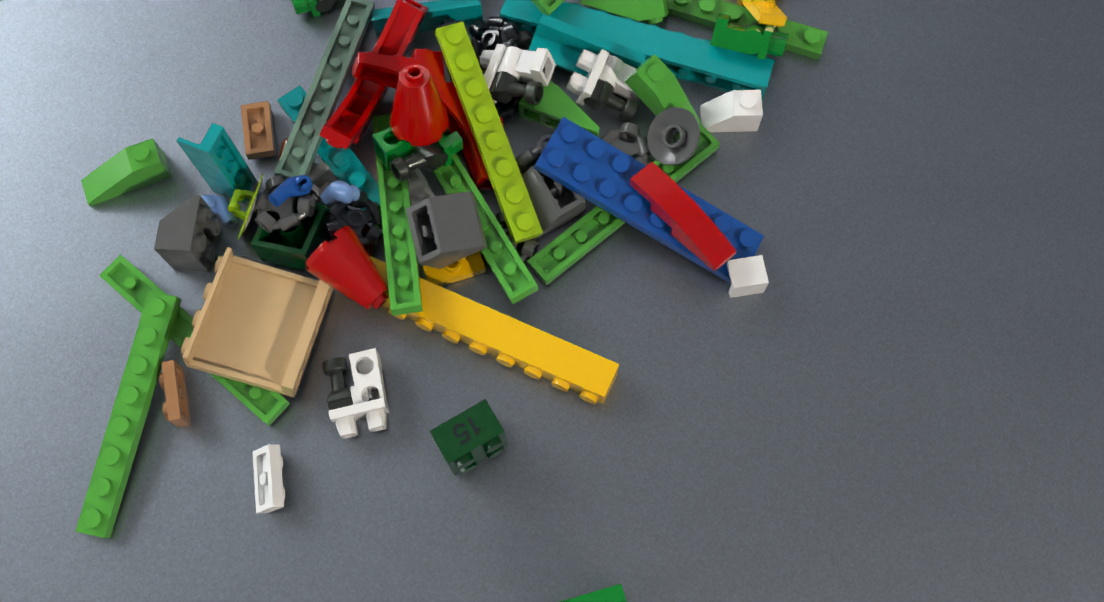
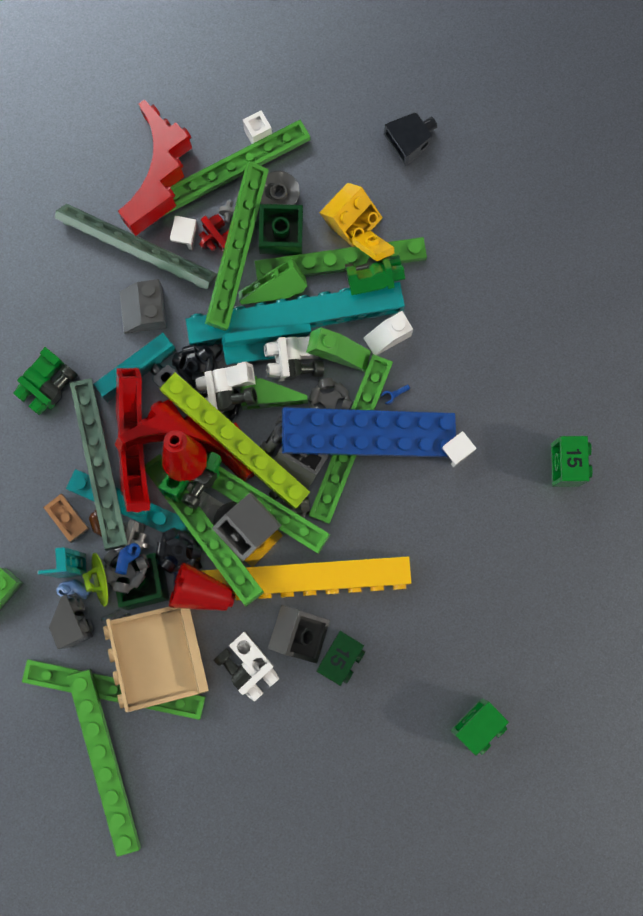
camera: 30 degrees left, 10 degrees up
(173, 383) = (132, 741): medium nougat plate -> none
(268, 478) = (223, 754): white plate -> none
(341, 192) = (158, 538): medium blue arm -> none
(438, 386) = (298, 634): none -> dark grey slope
(663, 136) = (355, 382): dark grey dish -> none
(684, 216) = (400, 435): red slope -> none
(694, 187) = (394, 394): none -> blue hand
(880, 355) = (571, 461): none -> green brick

